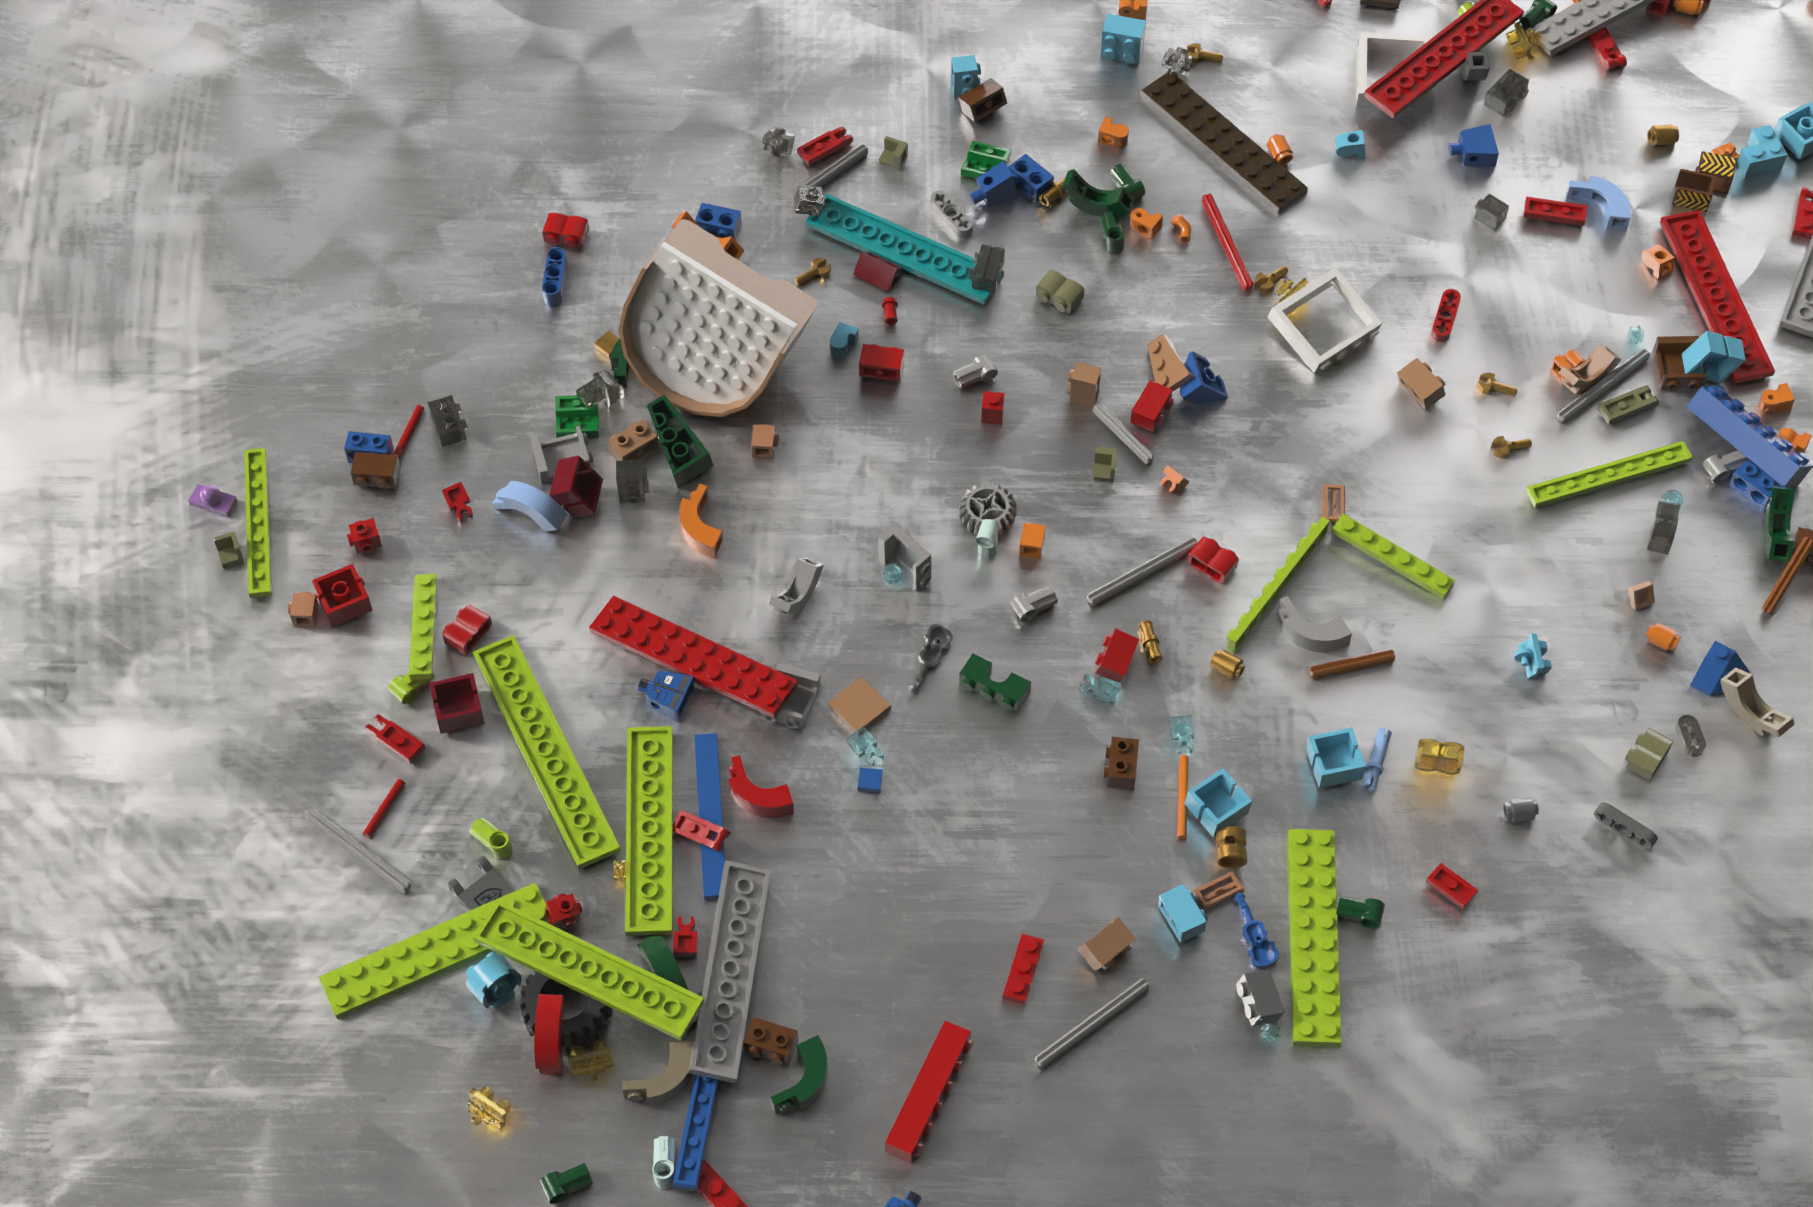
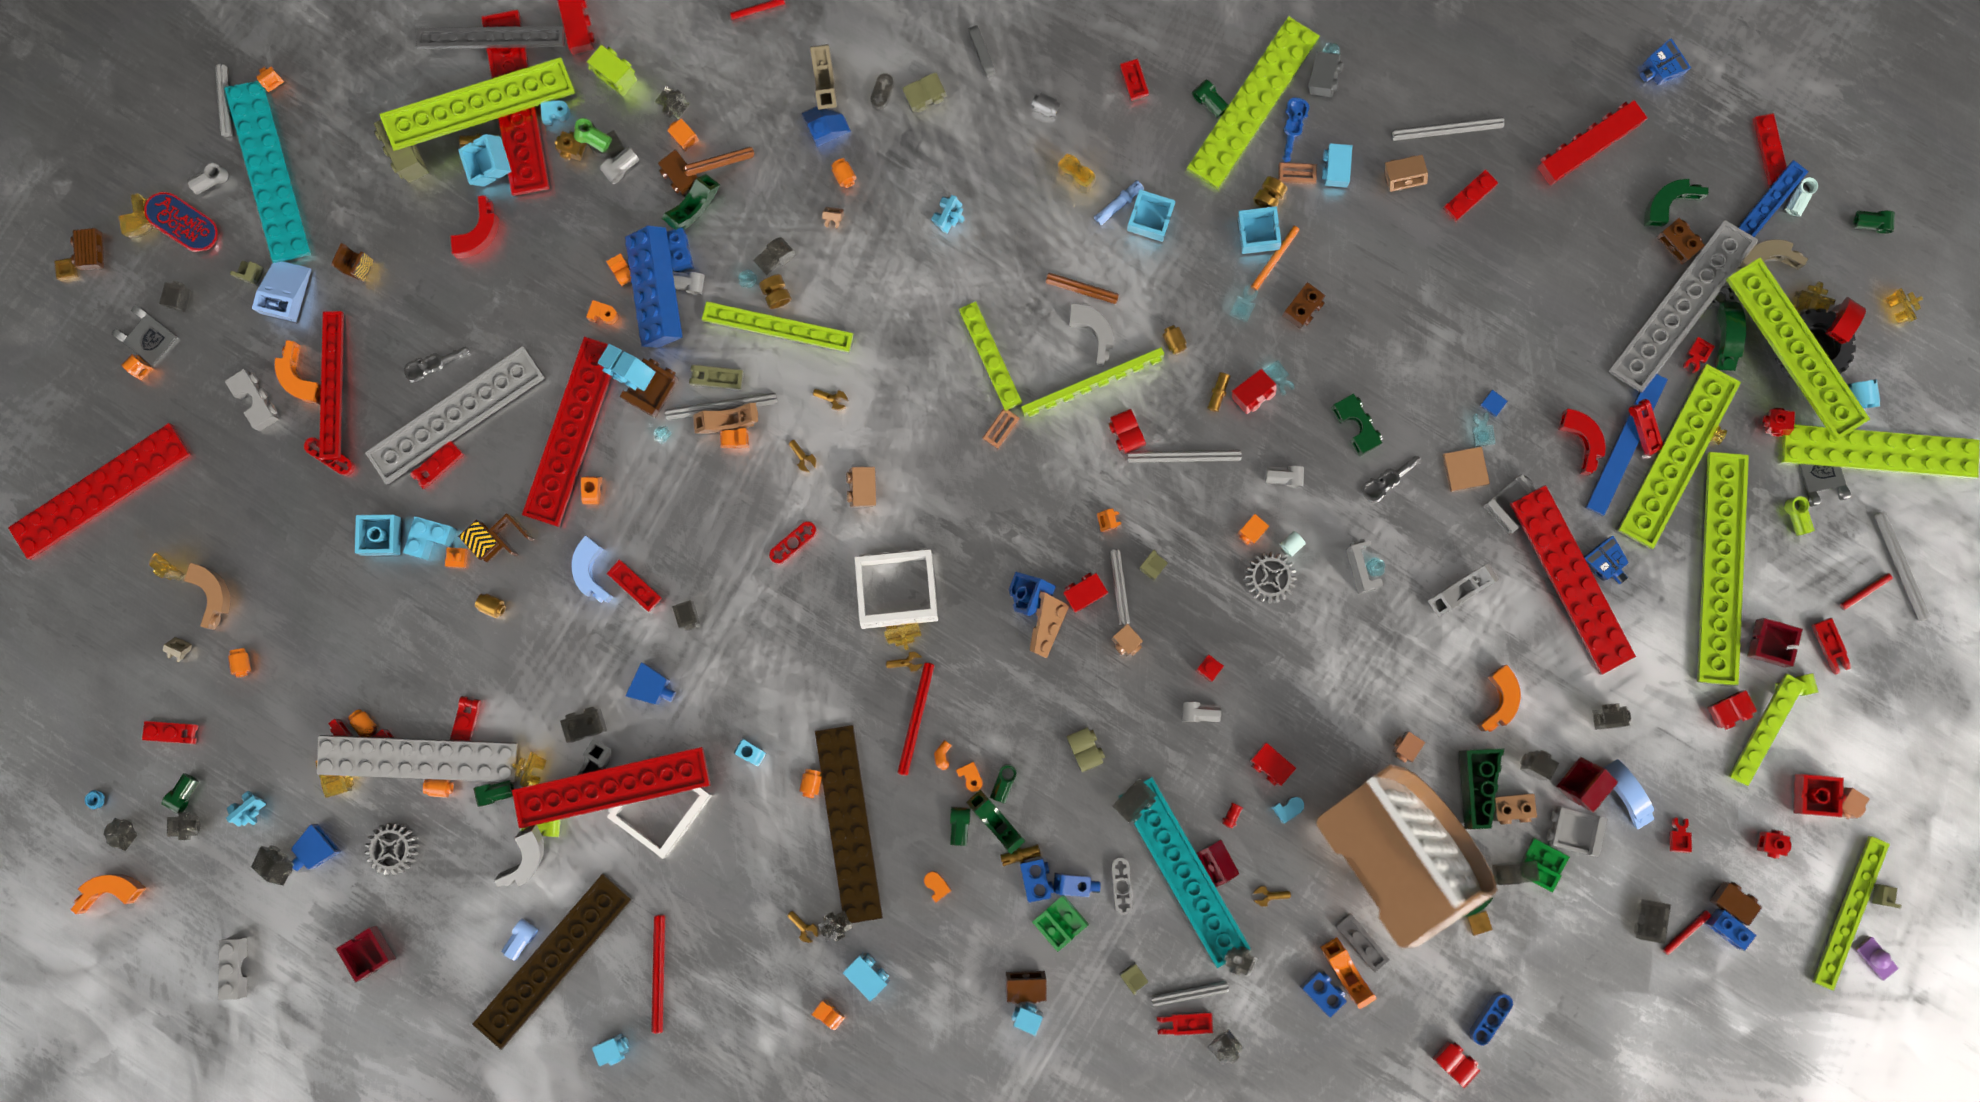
camera: 140 degrees left, 25 degrees up
(584, 554) = (1611, 716): none -> clear smoke brick
(1635, 497) = (774, 289): none -> pearl gold wheel

